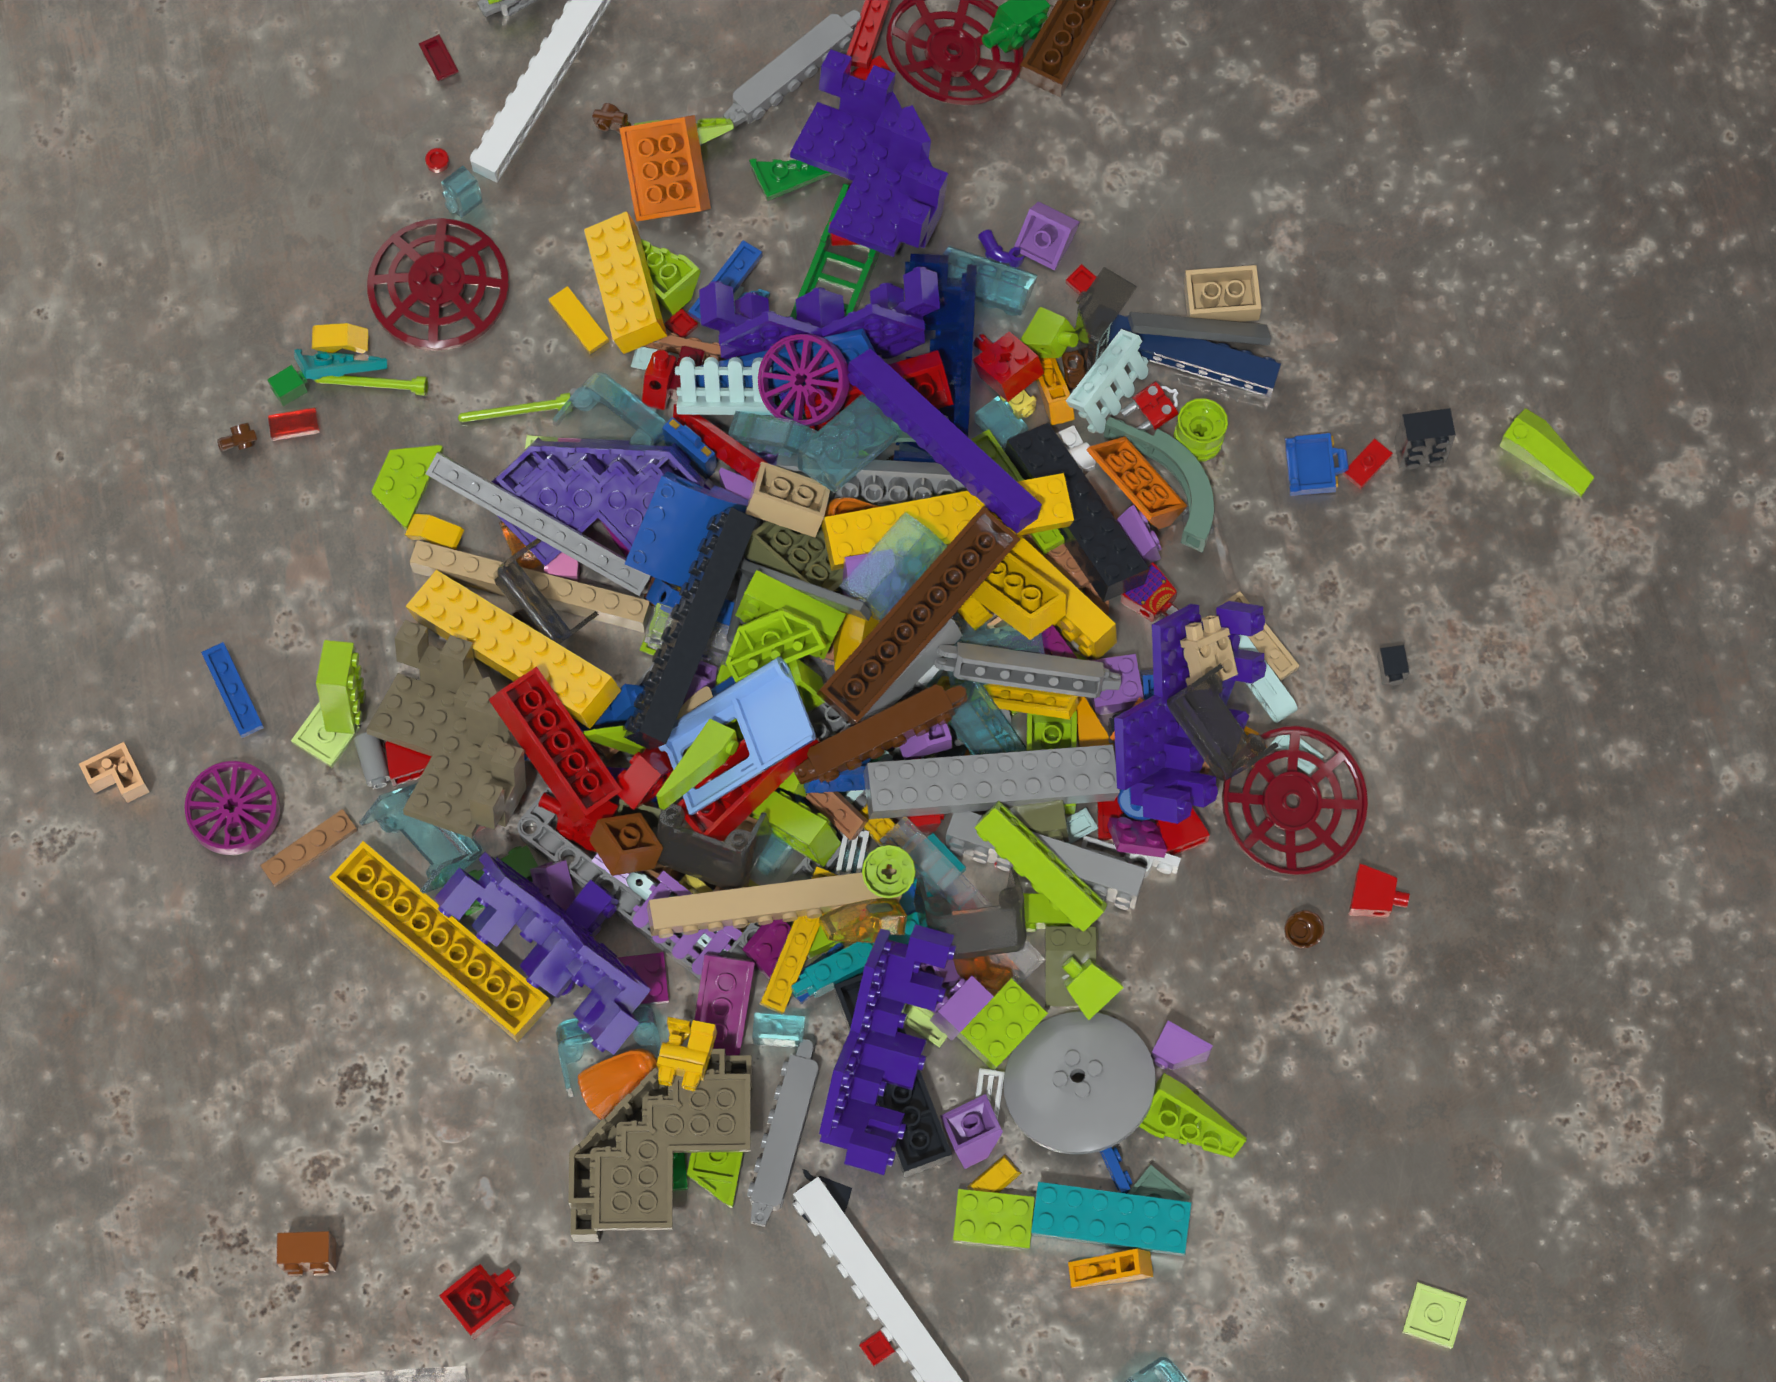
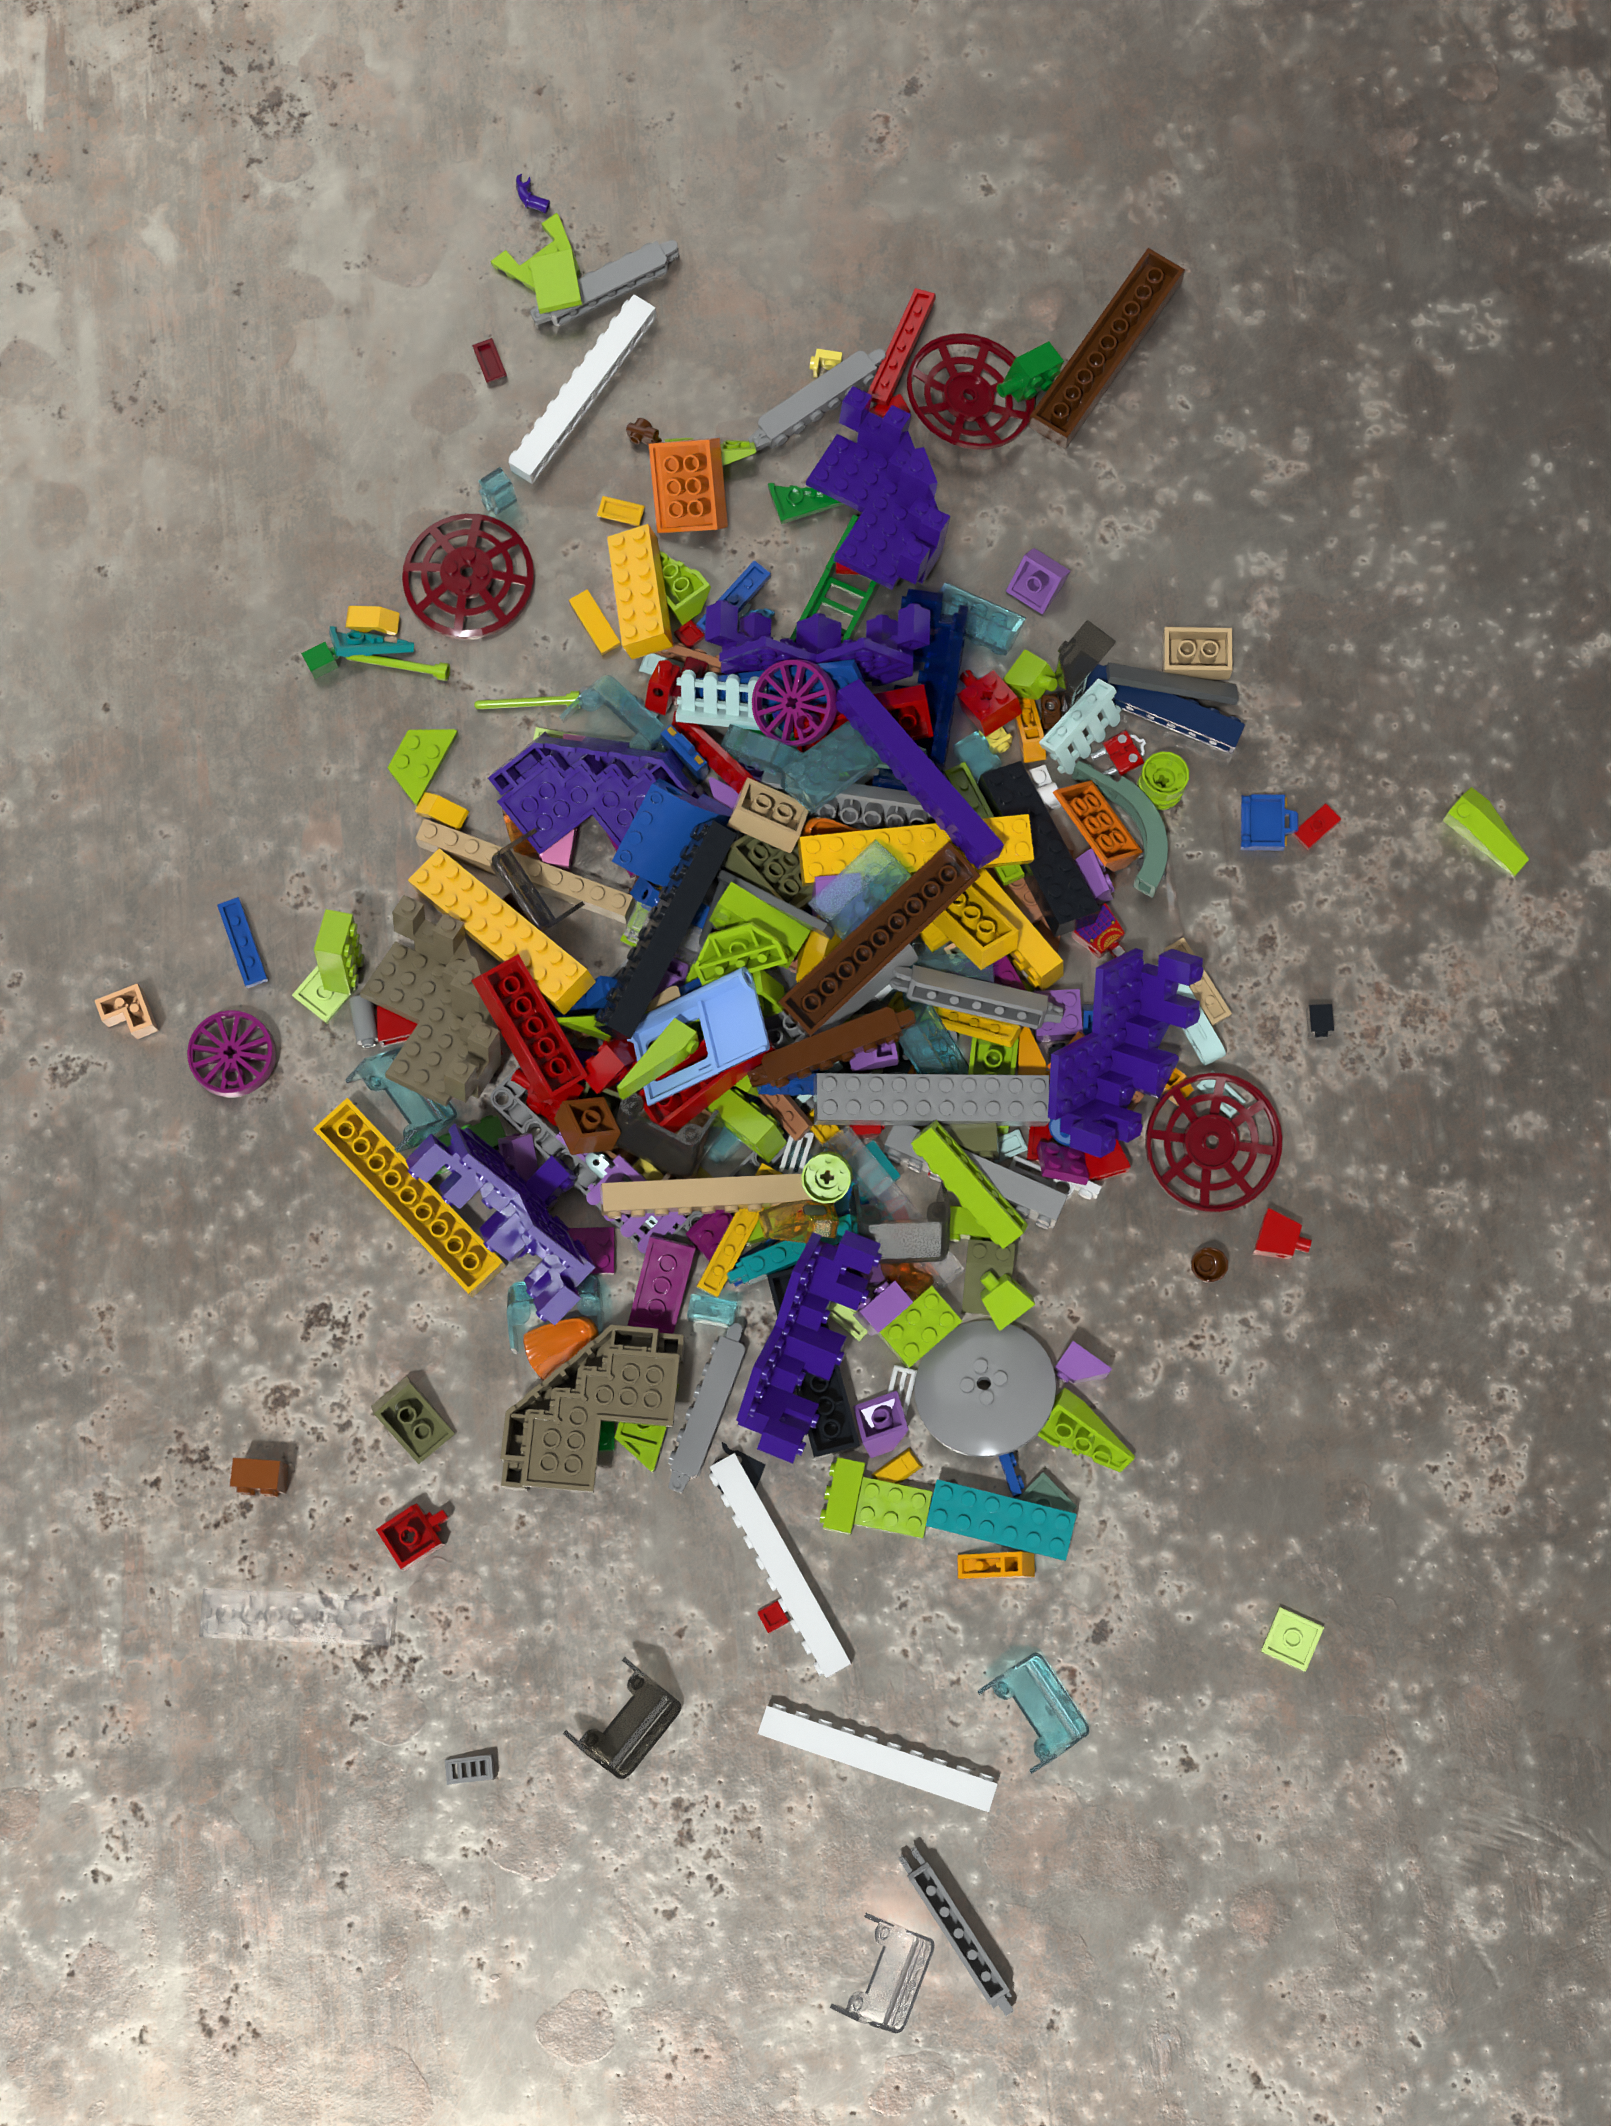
camera: 10 degrees right, 5 degrees up
(241, 436) = (273, 705): reddish brown plate -> none
(293, 424) = (322, 697): clear red plate -> none
(308, 848) = (298, 1097): medium nougat plate -> none
(437, 160) = (478, 458): red tile -> none
(466, 1177) = (412, 1420): none -> olive slope
(536, 522) = (533, 813): light grey plate -> none
(594, 202) = (620, 511): none -> yellow tile
(686, 1061) = (618, 1337): yellow hips -> none
(796, 26) = (825, 359): none -> light yellow bracket
(938, 1211) = (842, 1495): none -> lime brick
(996, 252) = (989, 592): dark purple piece -> none
(1080, 279) = (1066, 626): red tile -> none
(1208, 649) = (1146, 998): tan hips -> none
(1214, 728) = (1146, 1071): clear smoke windscreen -> none
(1424, 438) = (1372, 809): black brick -> none

